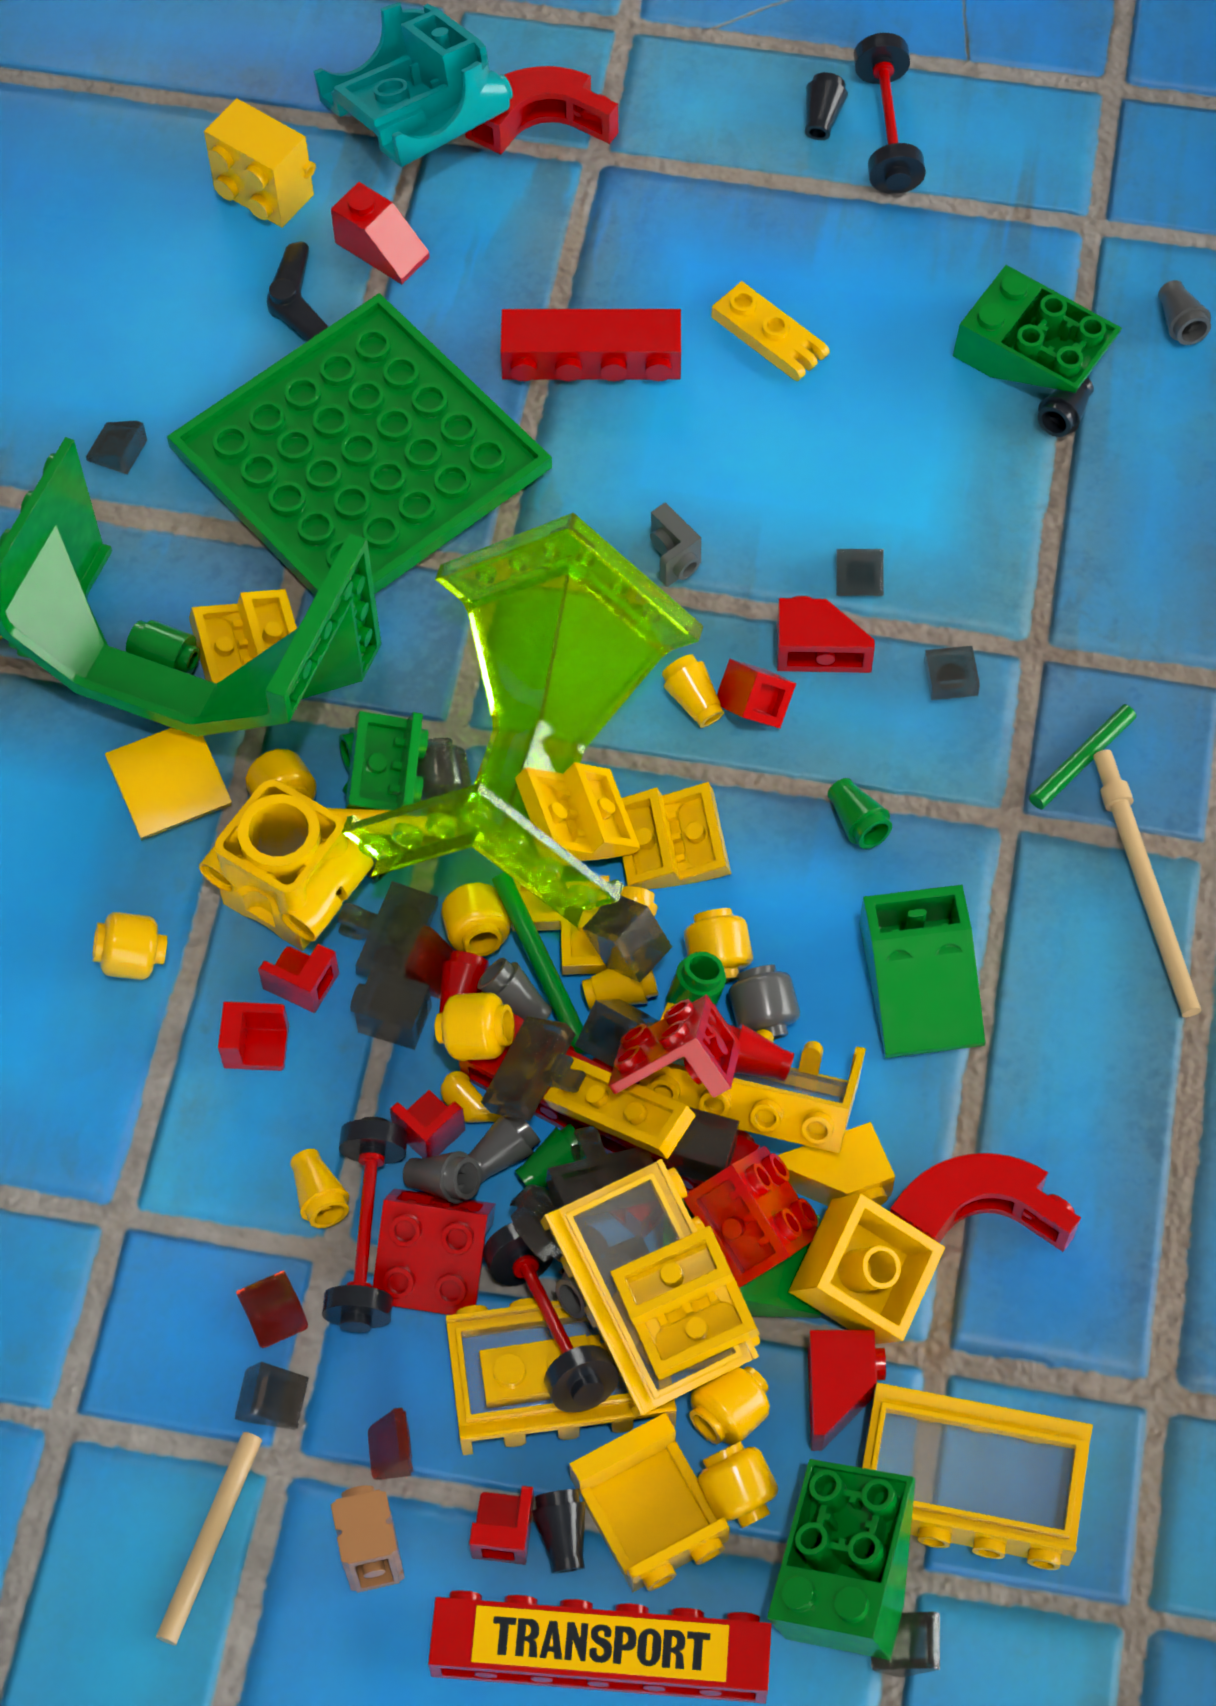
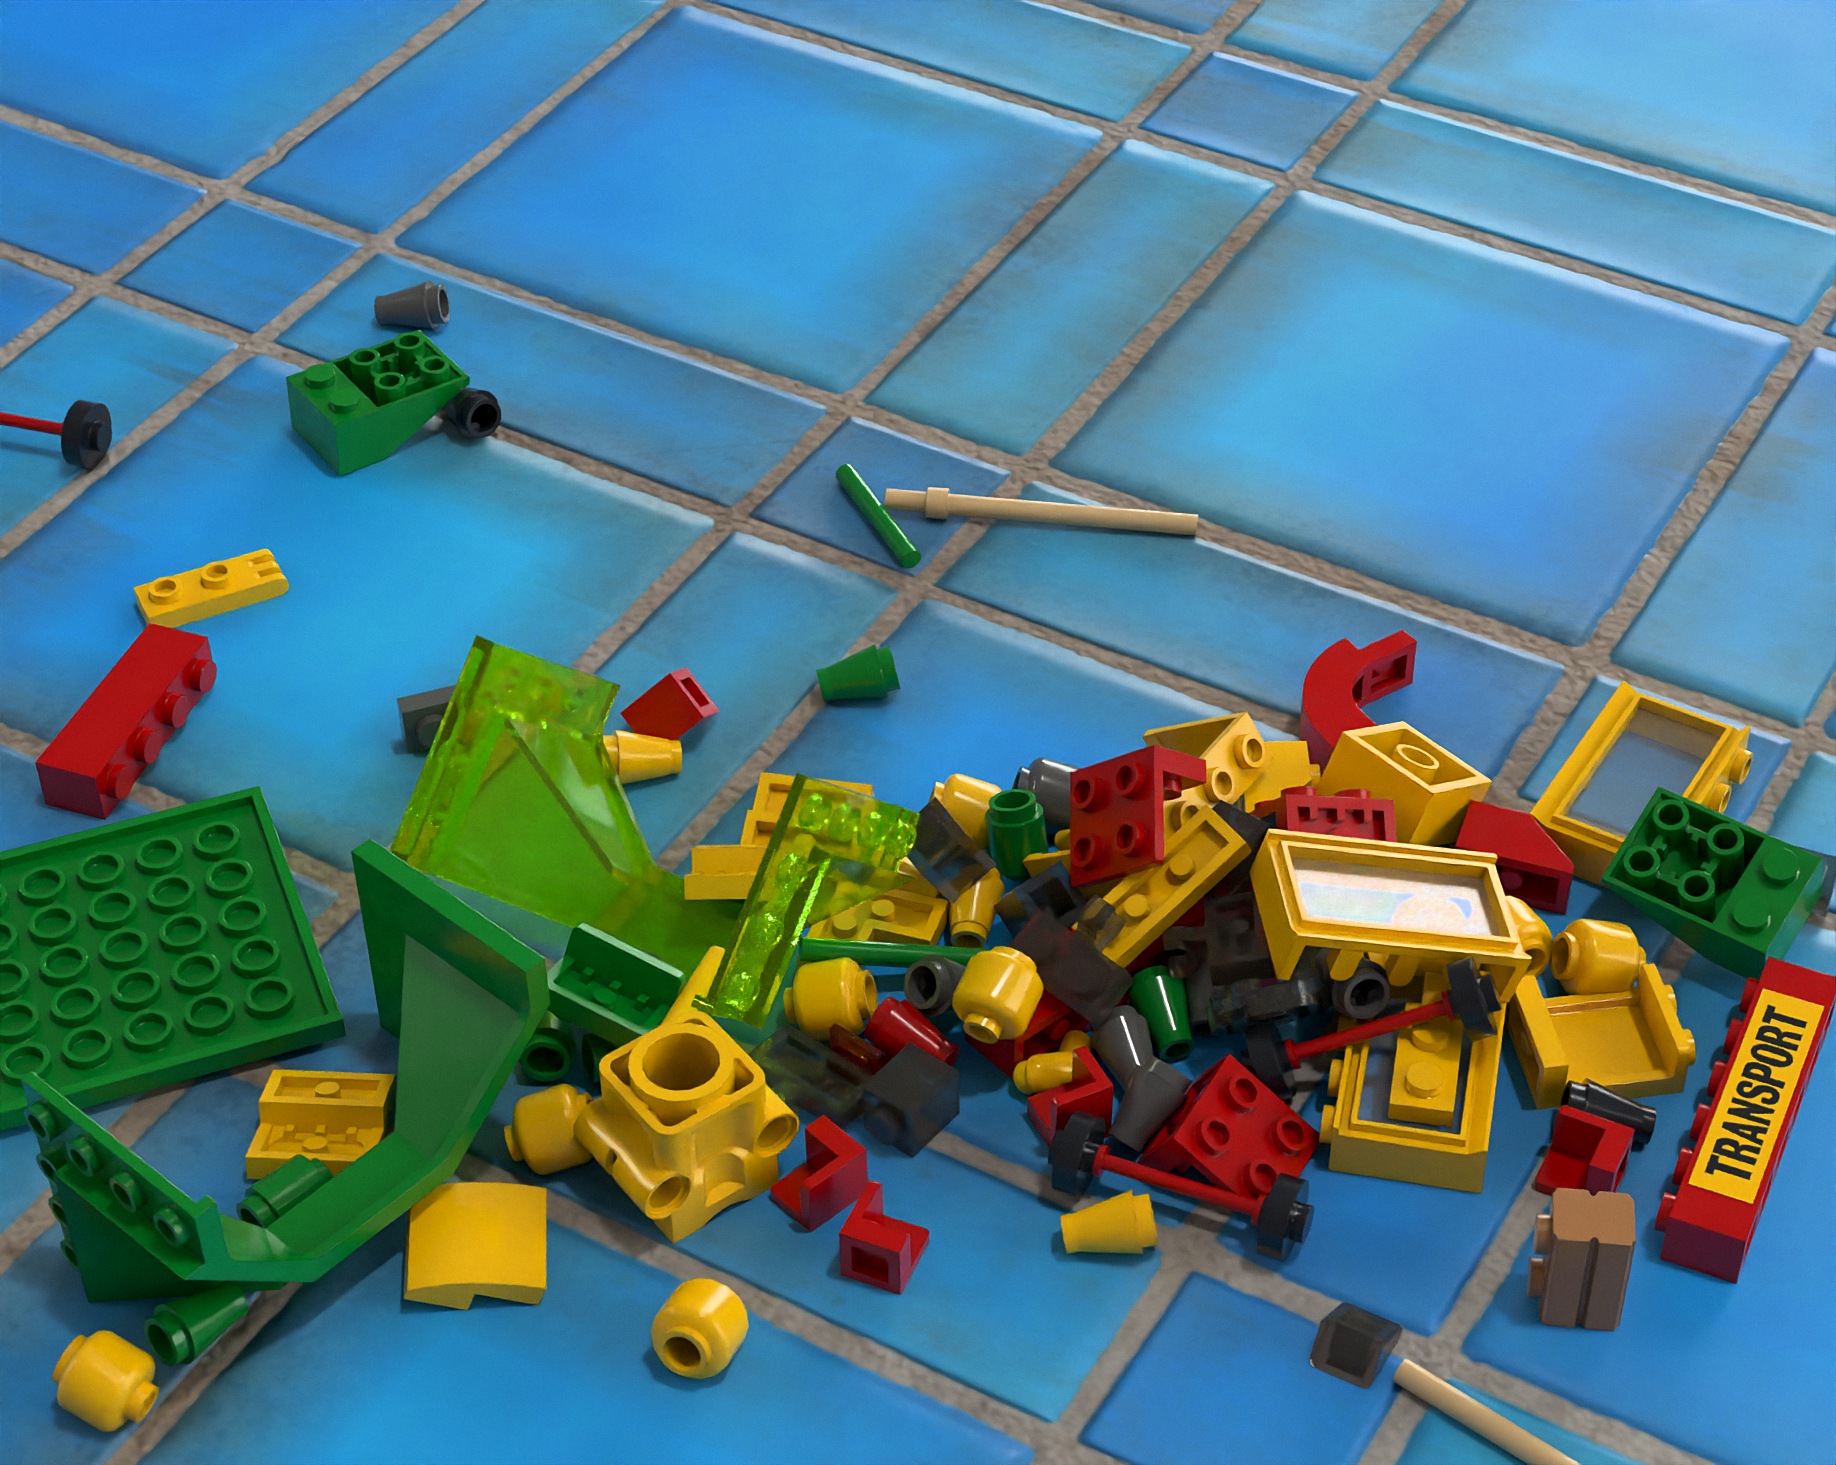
camera: 70 degrees left, 20 degrees down
(272, 1309) = (1241, 1313): clear red slope -> none
(390, 1446) = (1459, 1235): slope -> none
(684, 1303) = (1430, 872): yellow slope -> none
(820, 638) = (634, 643): red slope -> none
(859, 572) = (562, 605): clear smoke slope -> none
(922, 970) = (1070, 672): green slope -> none
(951, 672) = (732, 568): clear smoke plate -> none

